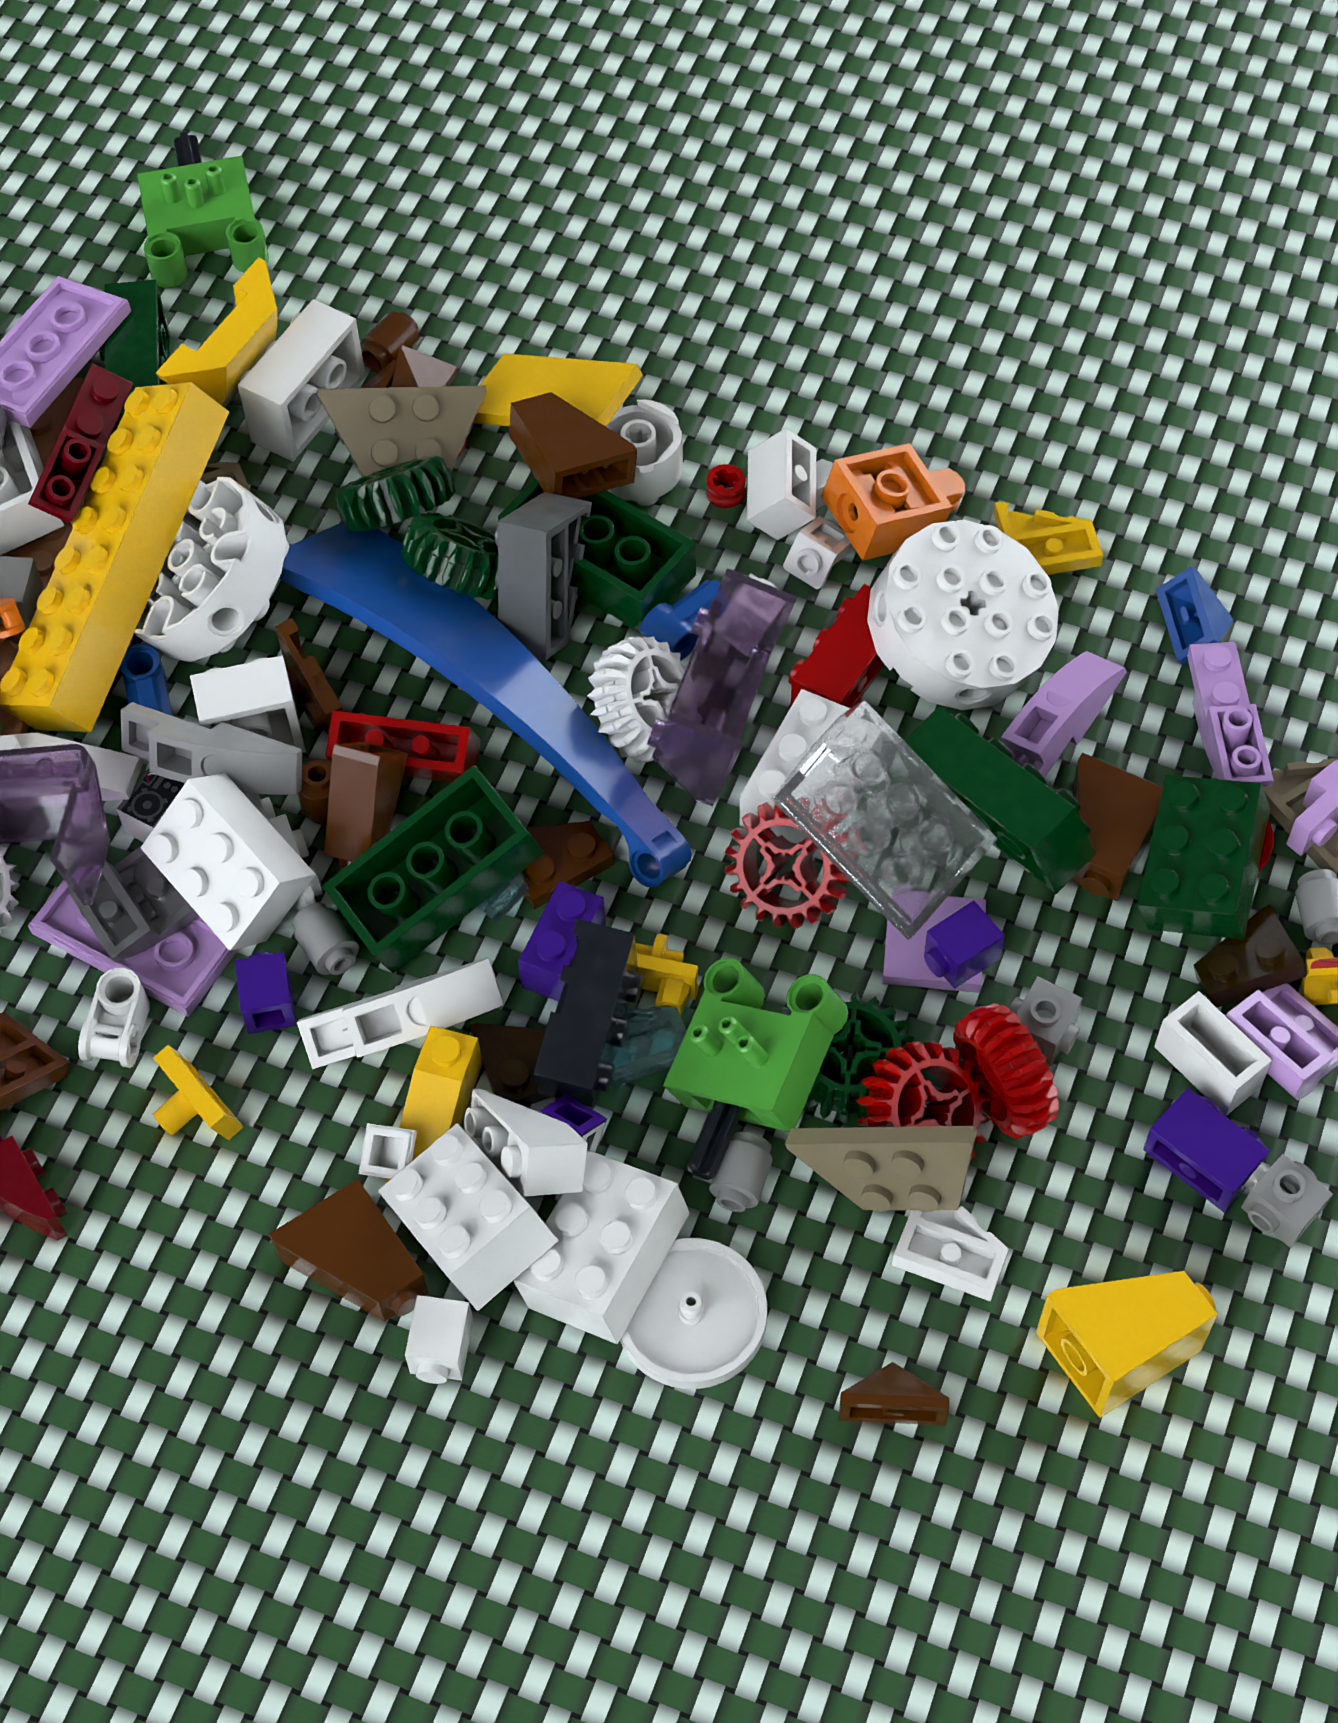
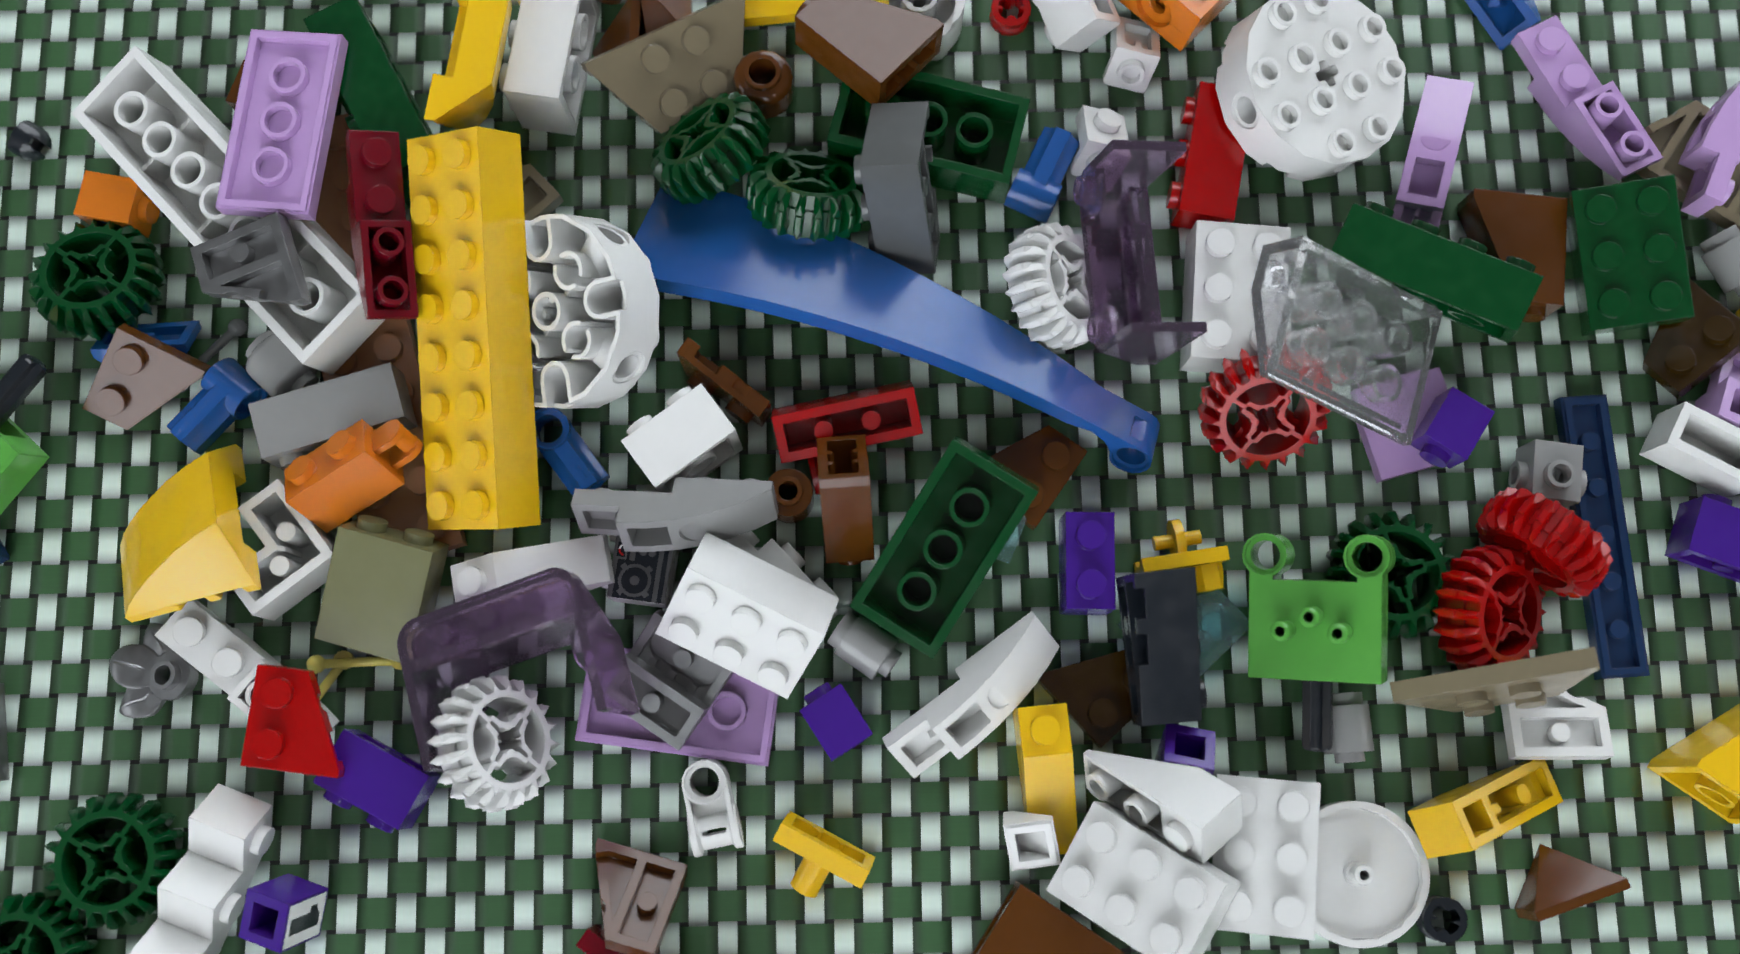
camera: 25 degrees left, 20 degrees up
(474, 465) = (766, 81): none -> reddish brown head
(767, 1373) = (1458, 919): none -> black bush
(844, 1293) = (1484, 809): none -> yellow slope
(1082, 1109) = (1613, 607): none -> dark blue tile

